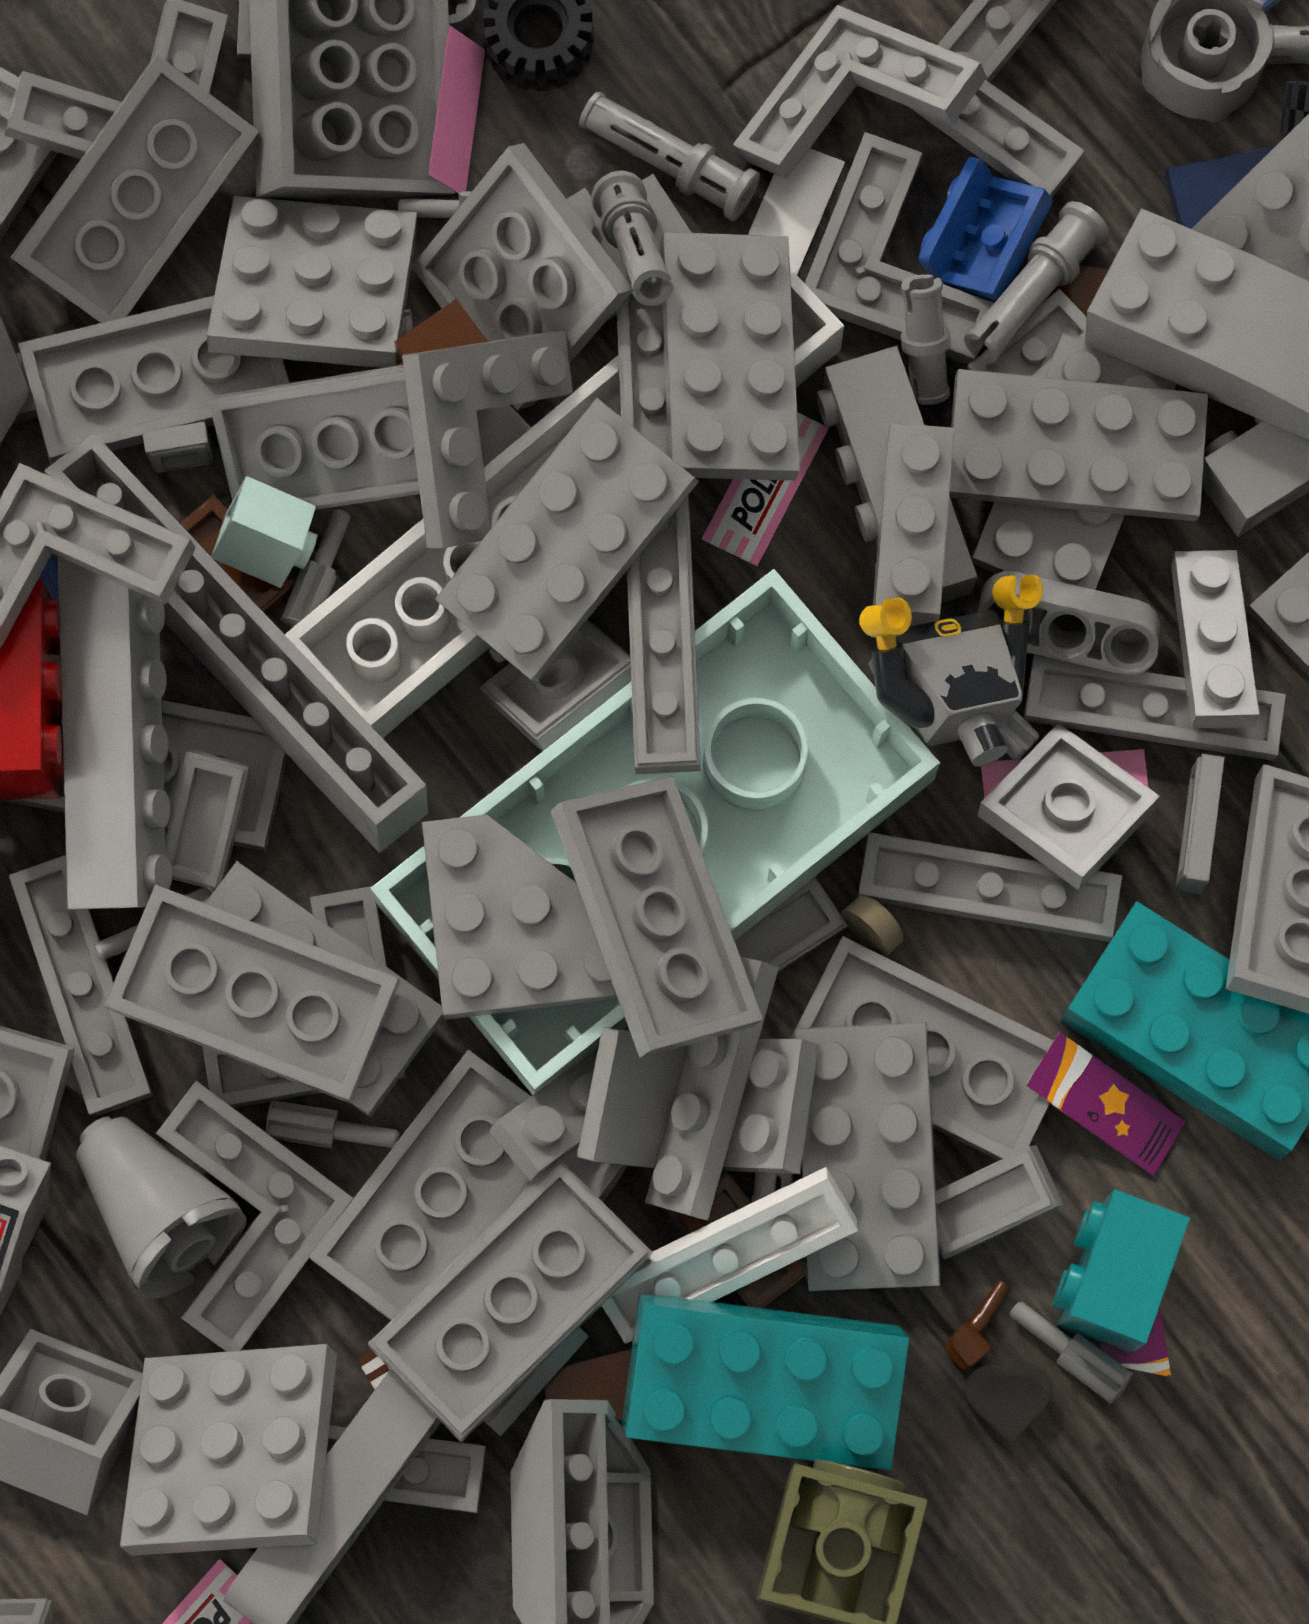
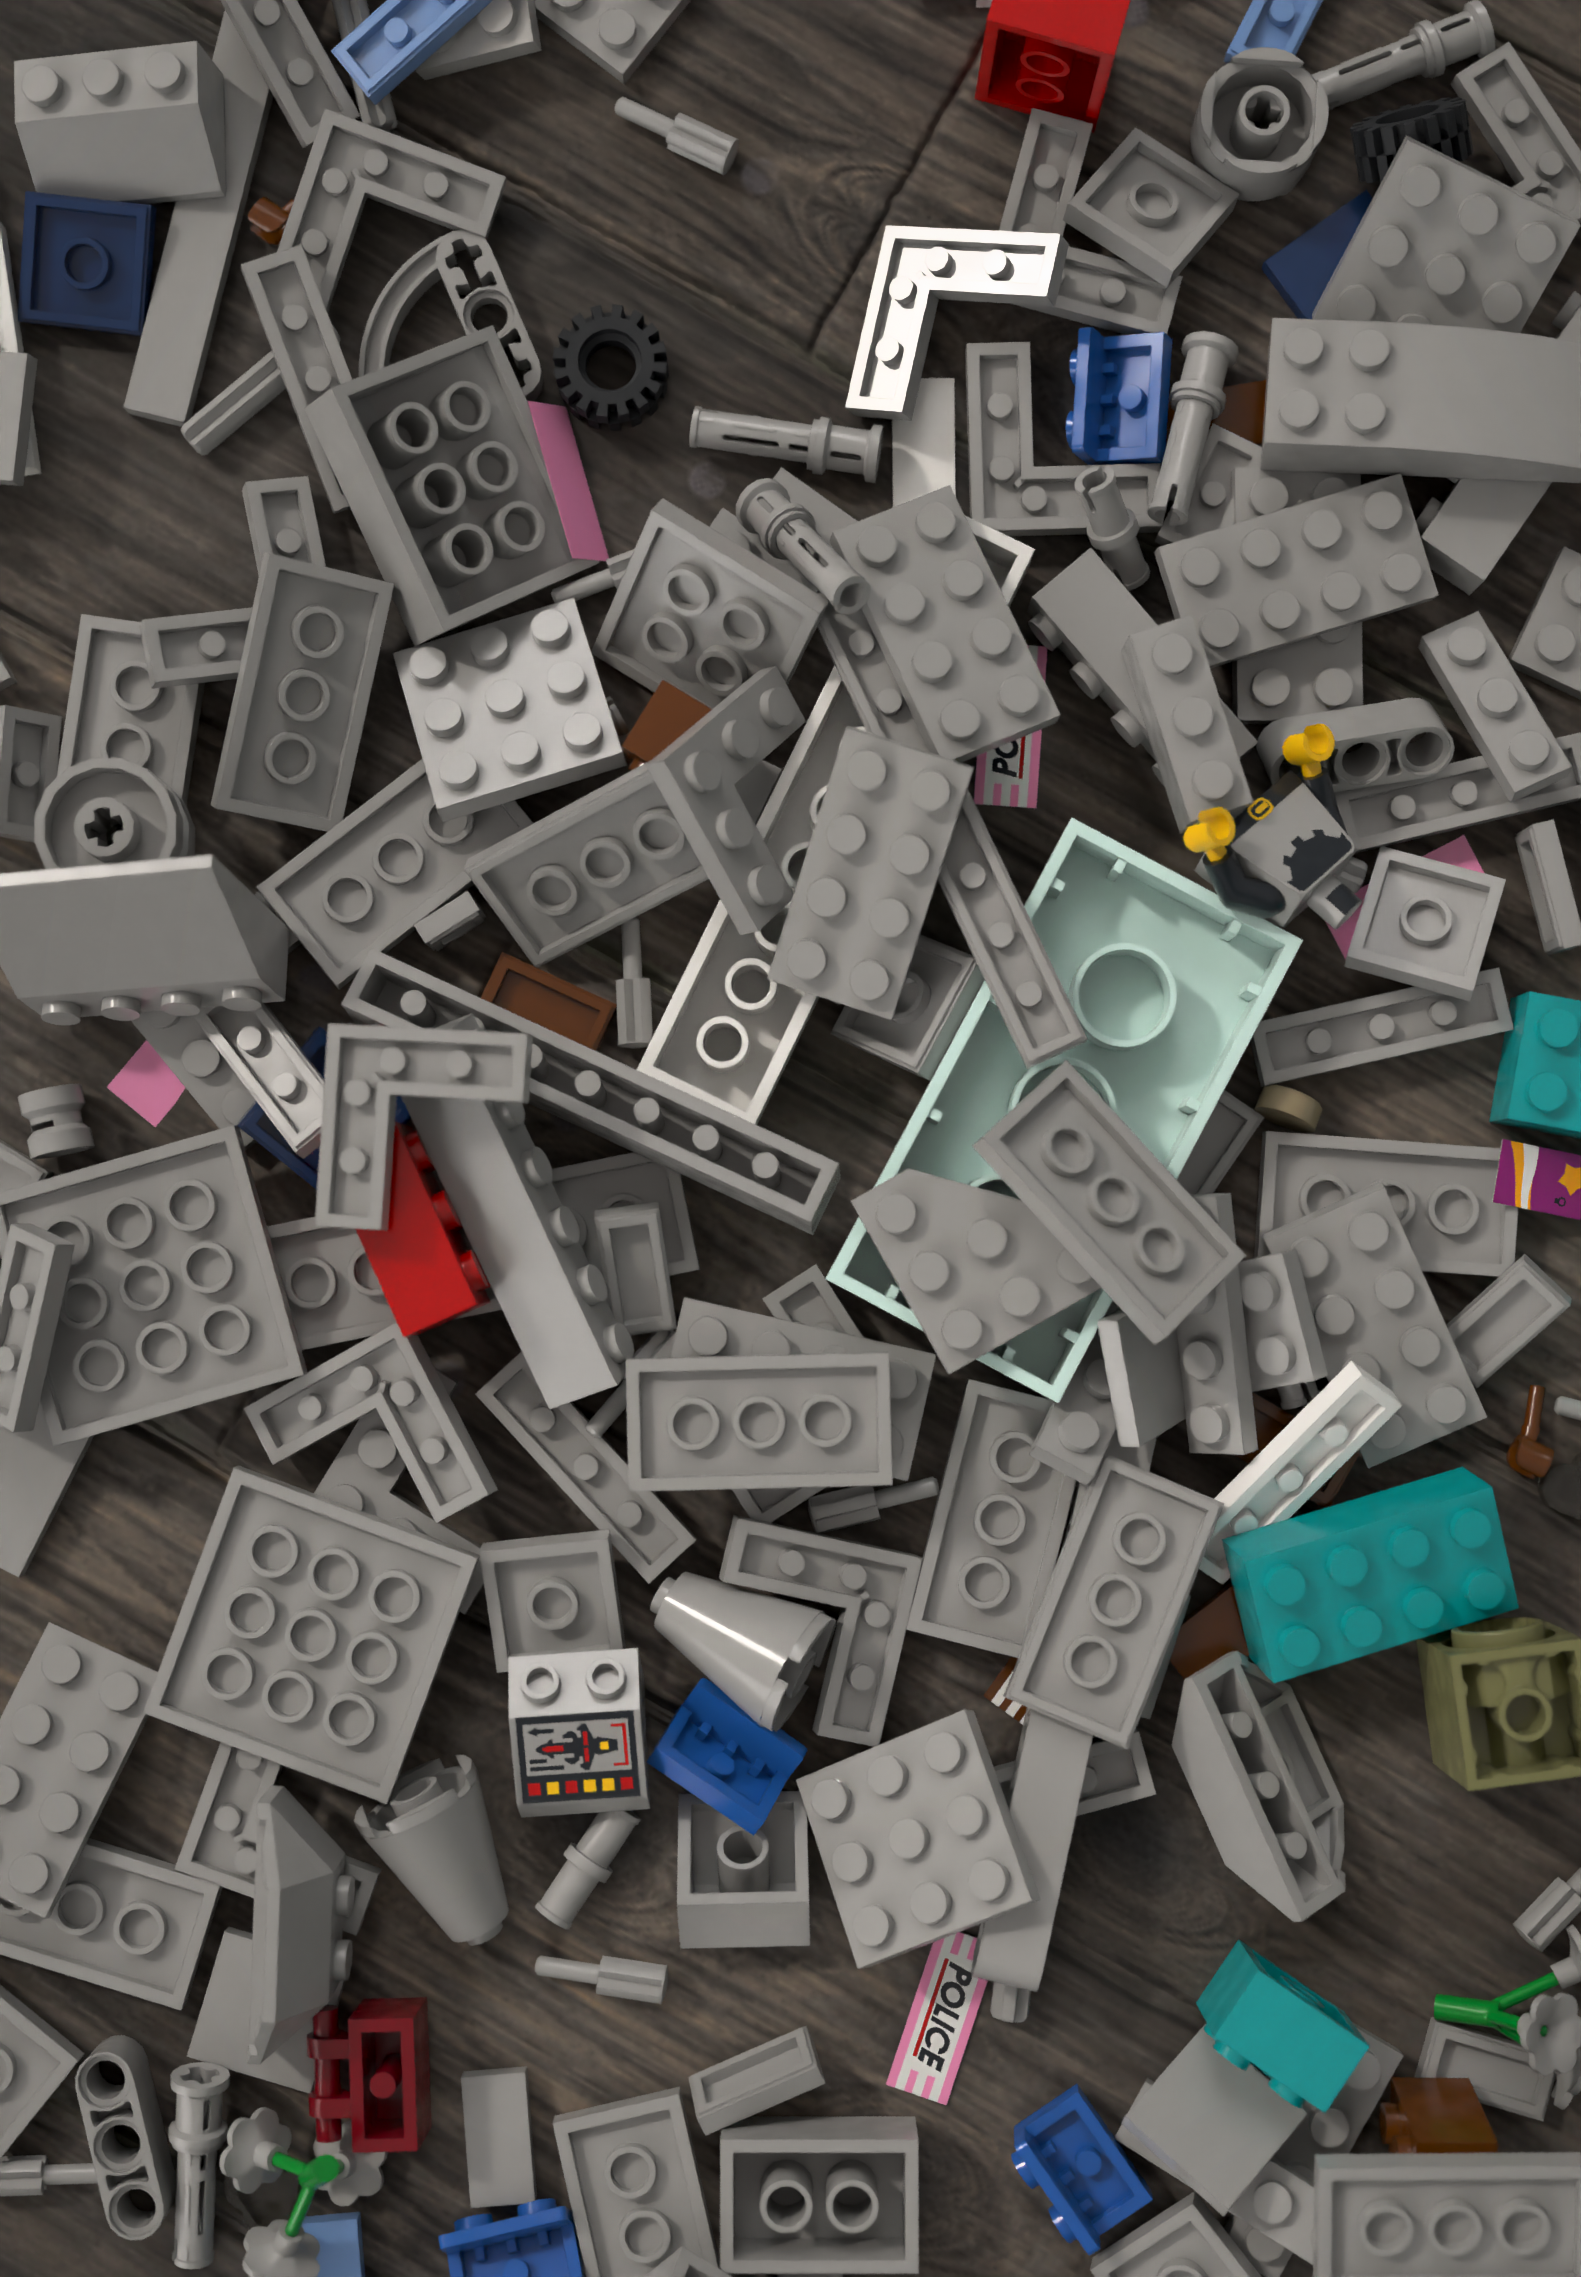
camera: 20 degrees left, 10 degrees up
(89, 1304) = (726, 1756): none -> blue bracket
(265, 532) = (571, 973): light aqua brick -> none
(1080, 80) = (1150, 207): none -> light grey plate

